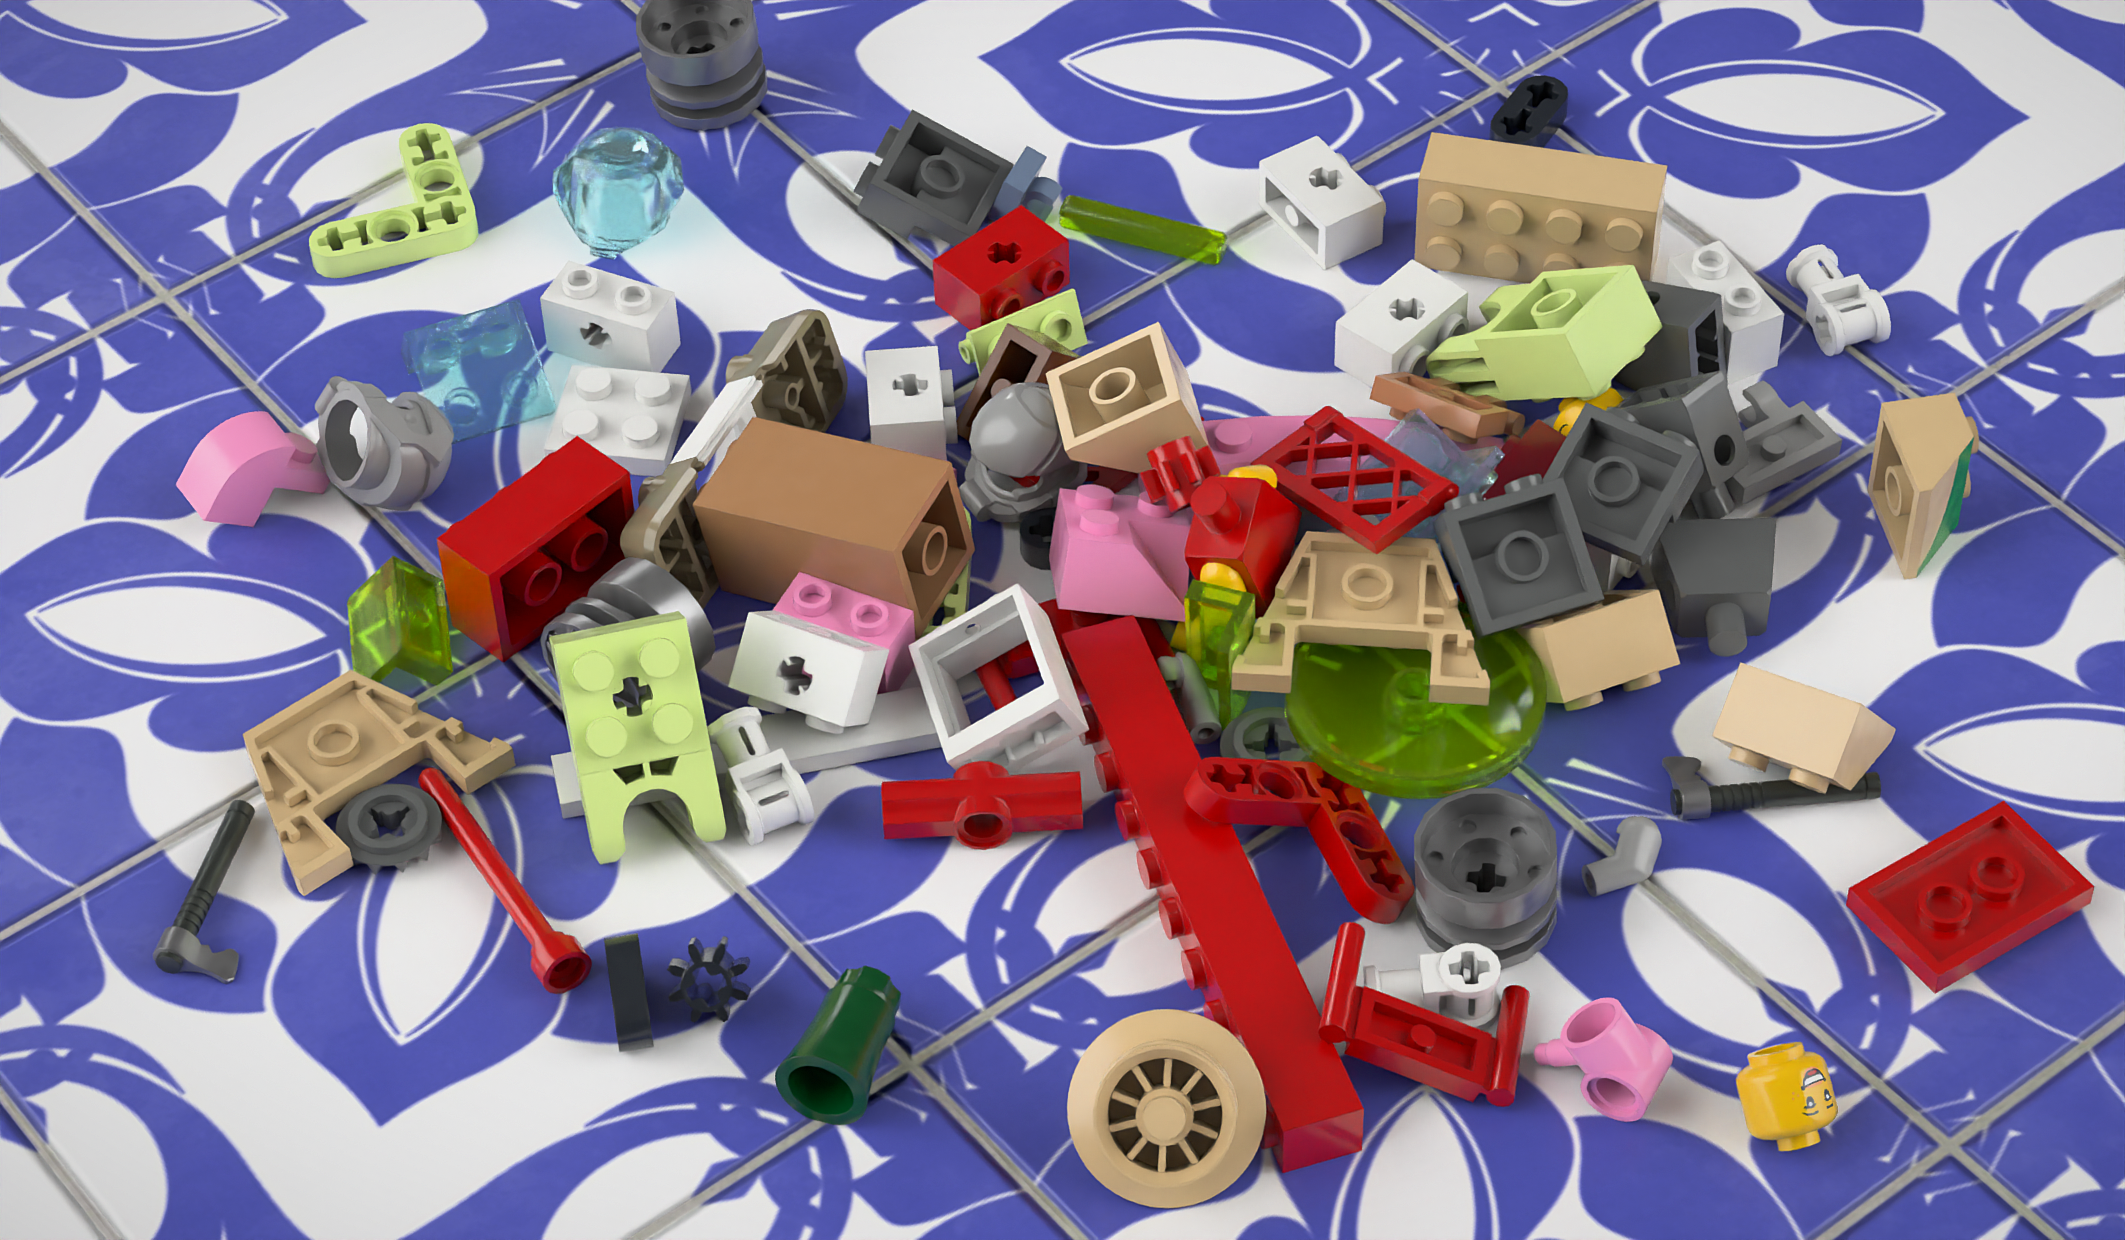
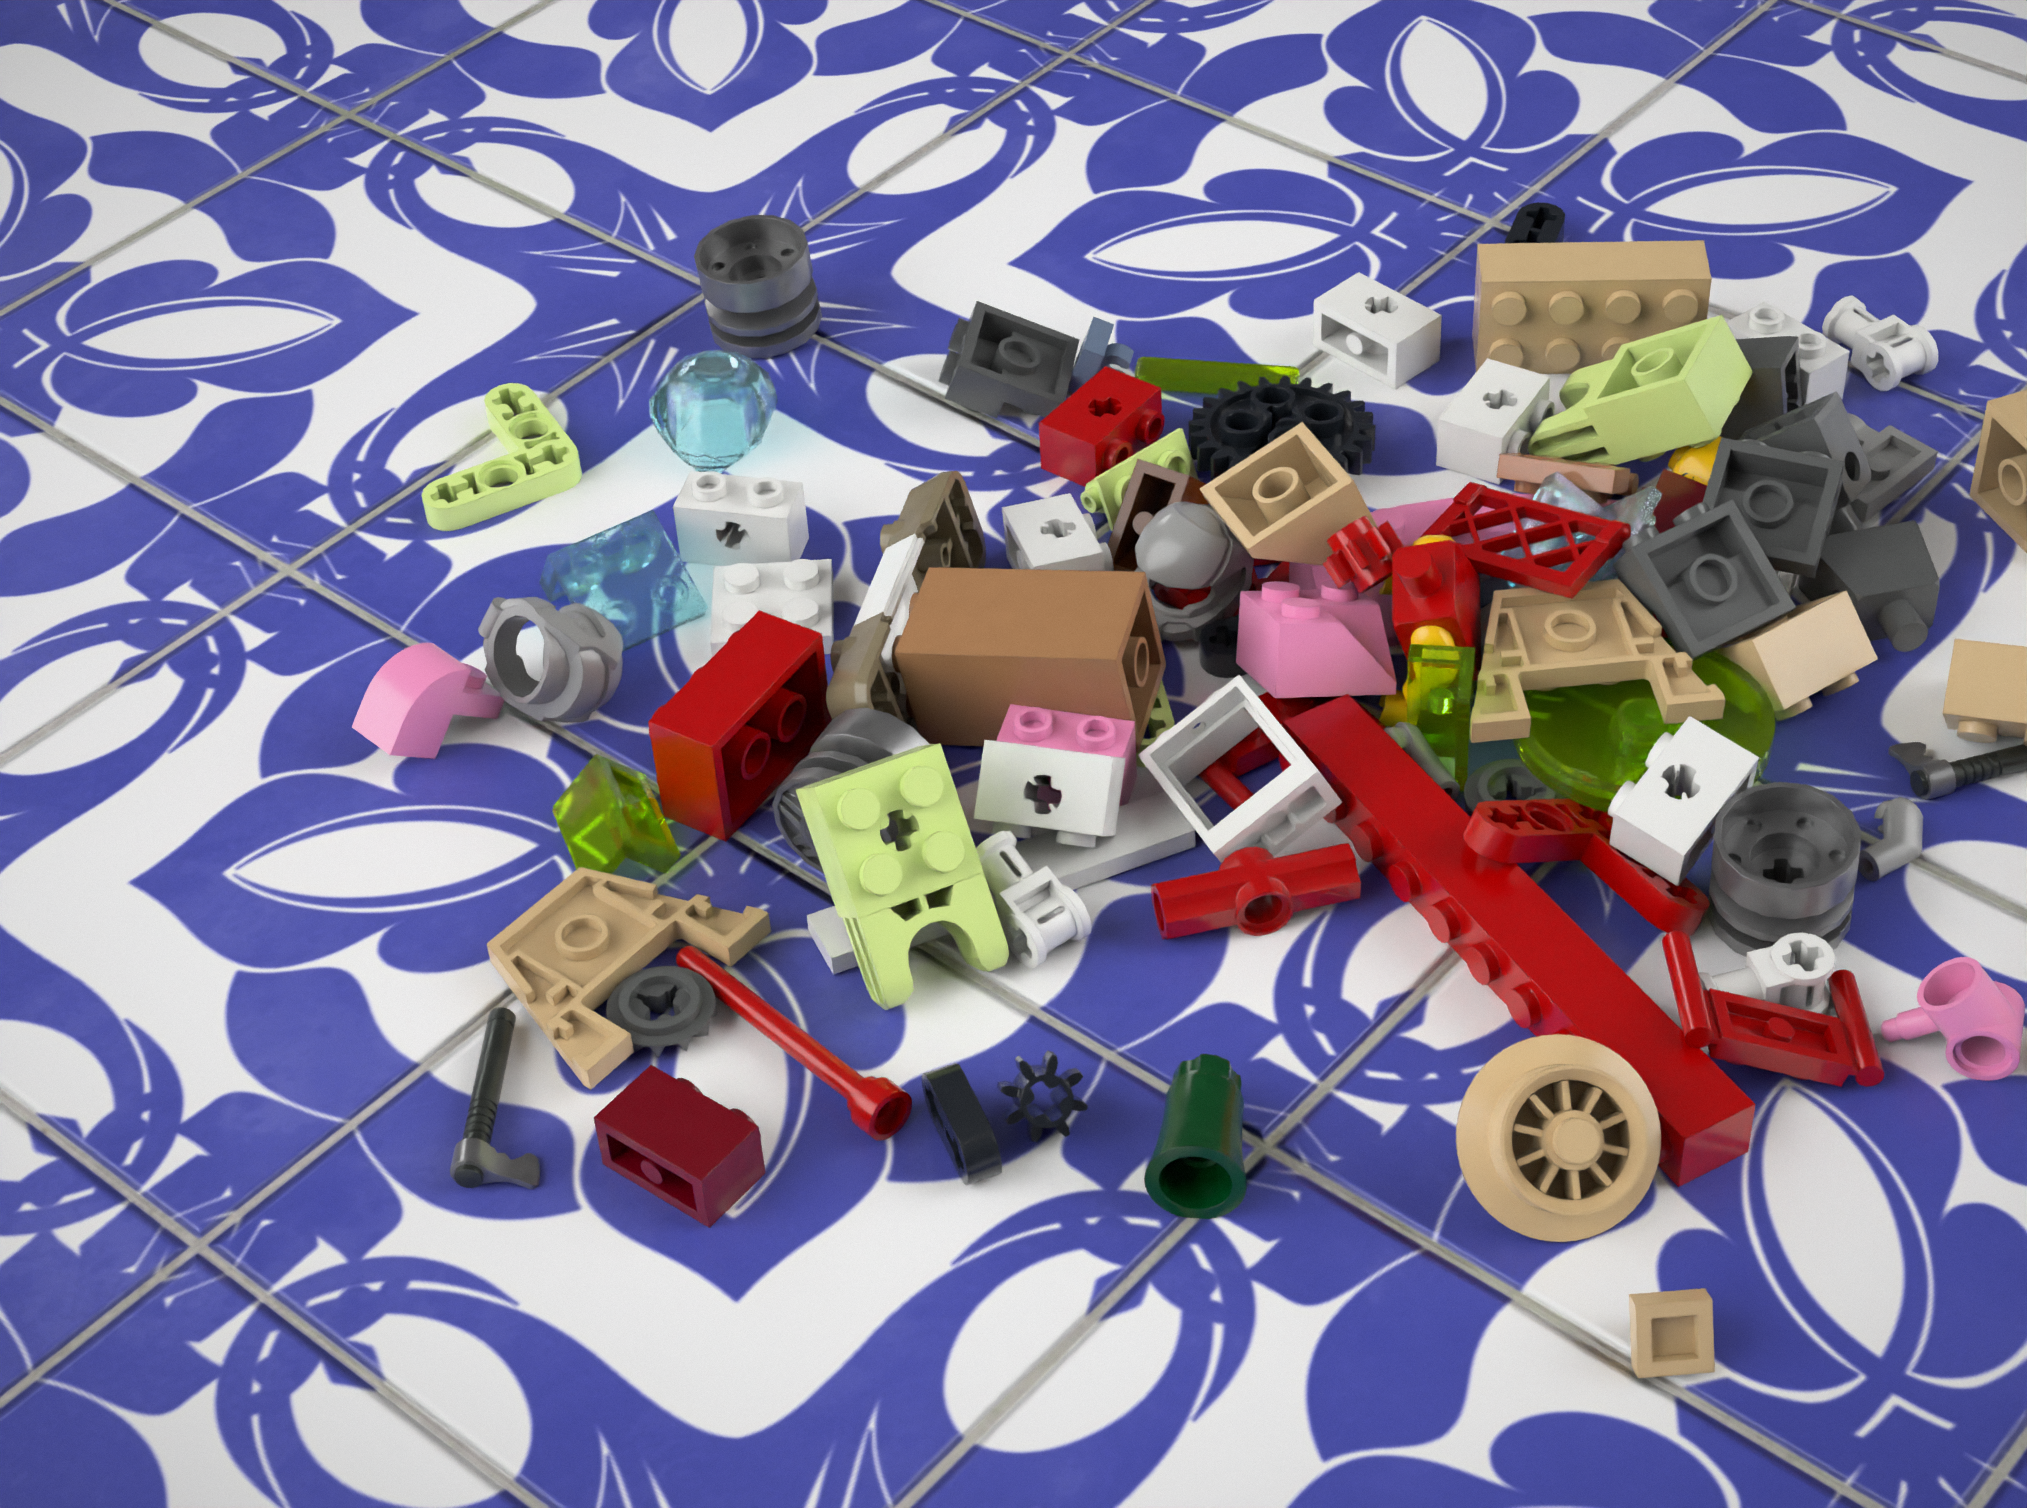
camera: 10 degrees left, 5 degrees down
(366, 967) = (680, 1145): none -> dark red brick
(1202, 300) = (1254, 416): none -> black gear
(1387, 819) = (1672, 832): none -> white brick

